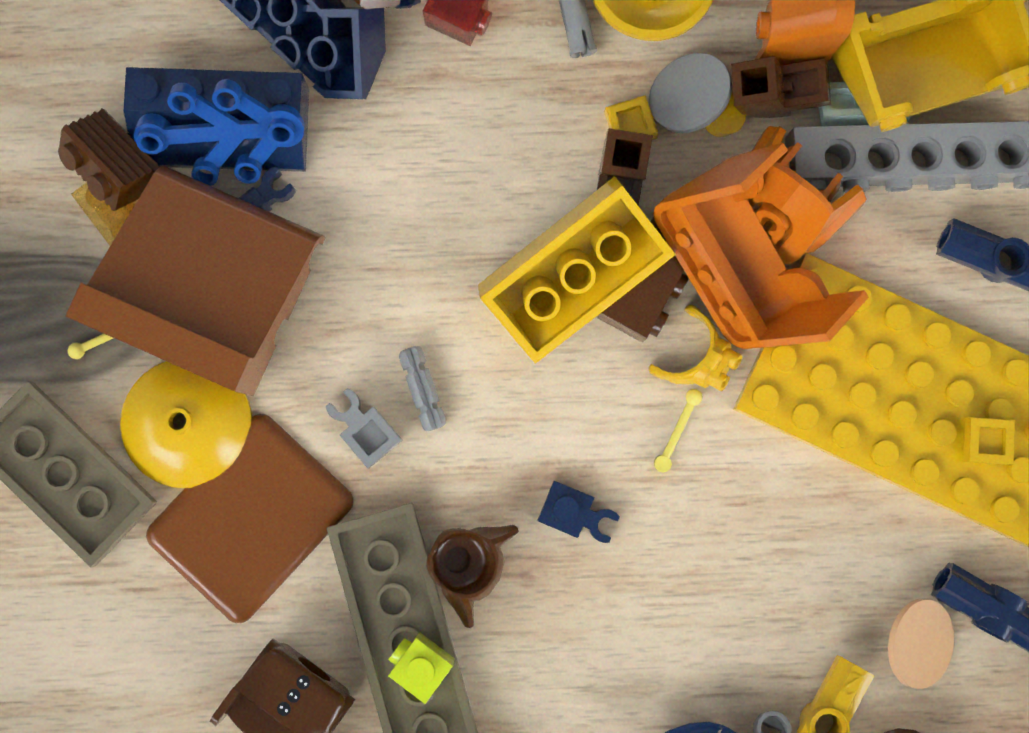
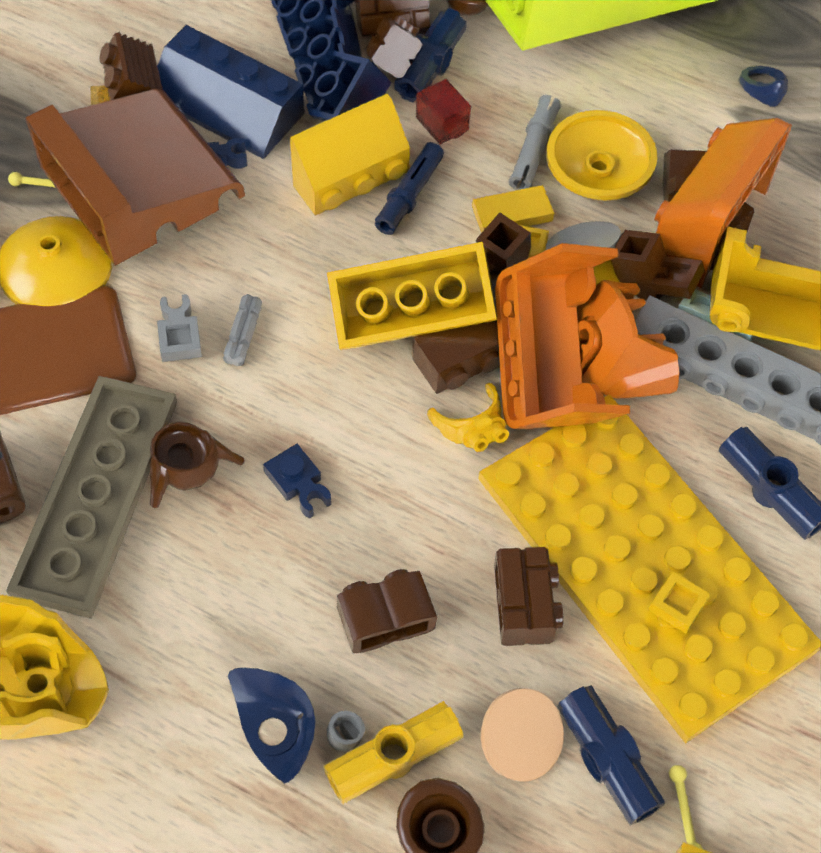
camera: 35 degrees right, 25 degrees down
(222, 128) = (224, 88): blue plant -> none
(405, 131) = (349, 155): none -> yellow slope
(420, 666) = (93, 497): neon yellow brick -> none
(480, 142) = (402, 199): none -> dark blue pin
(593, 88) = (522, 206): none -> yellow tile
(662, 462) = (394, 483): light yellow hinge -> none
(738, 599) = (386, 610): none -> reddish brown brick
(851, 511) = (526, 596): none -> reddish brown brick

